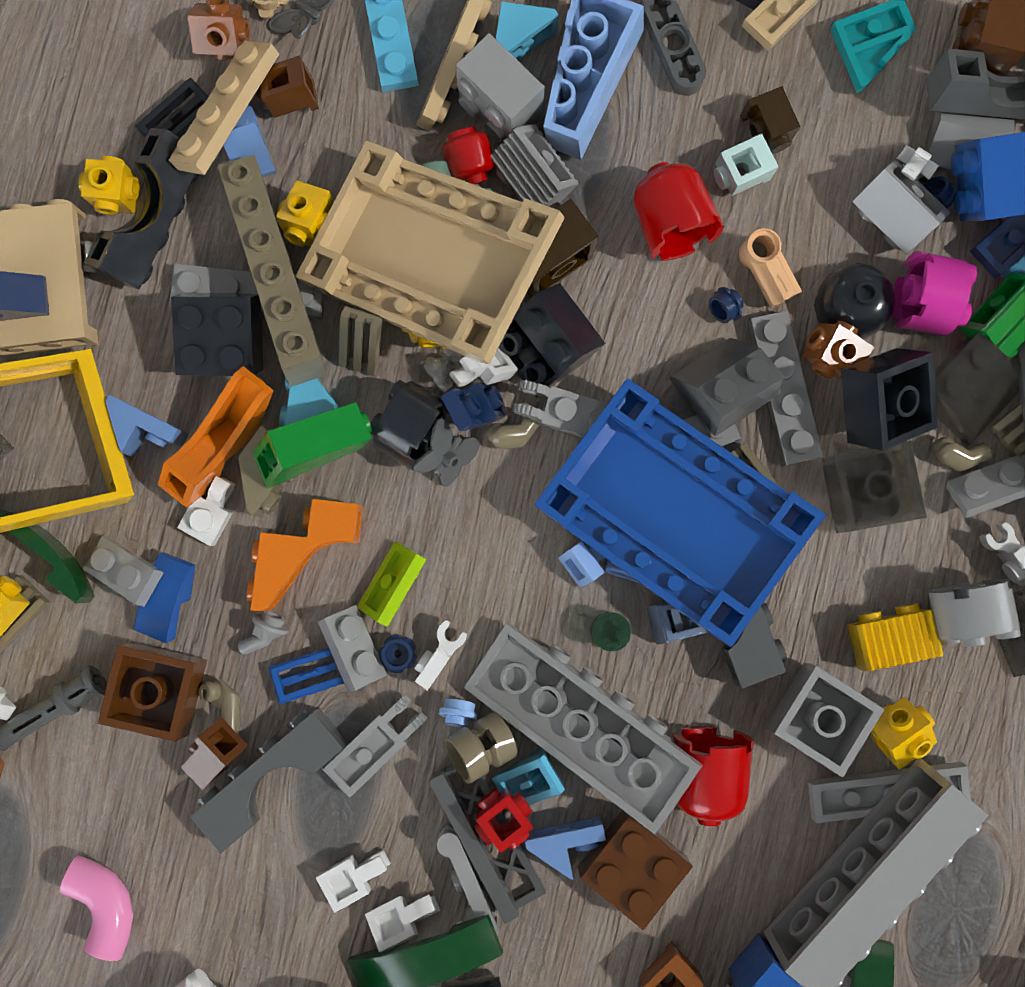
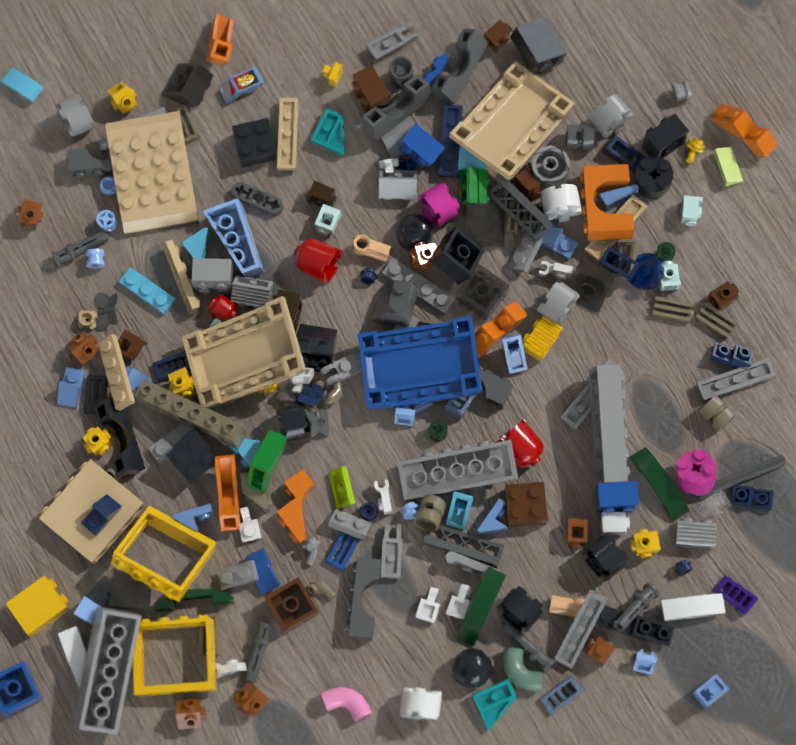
camera: 40 degrees left, 10 degrees down
(153, 75) = (71, 387): none -> medium blue slope
(213, 753) = (335, 607): reddish brown brick -> none
(332, 167) = (172, 359): none -> dark blue slope
(345, 337) = (251, 420): dark tan tile -> none
(506, 833) = (462, 522): red brick -> none
(824, 718) = (542, 389): light grey brick -> none
(832, 624) = (514, 353): none -> medium blue slope
(851, 563) = (494, 330): none -> orange arch
(904, 732) = (575, 368): yellow brick -> none
(958, 457) = (505, 253): dark tan arm -> none

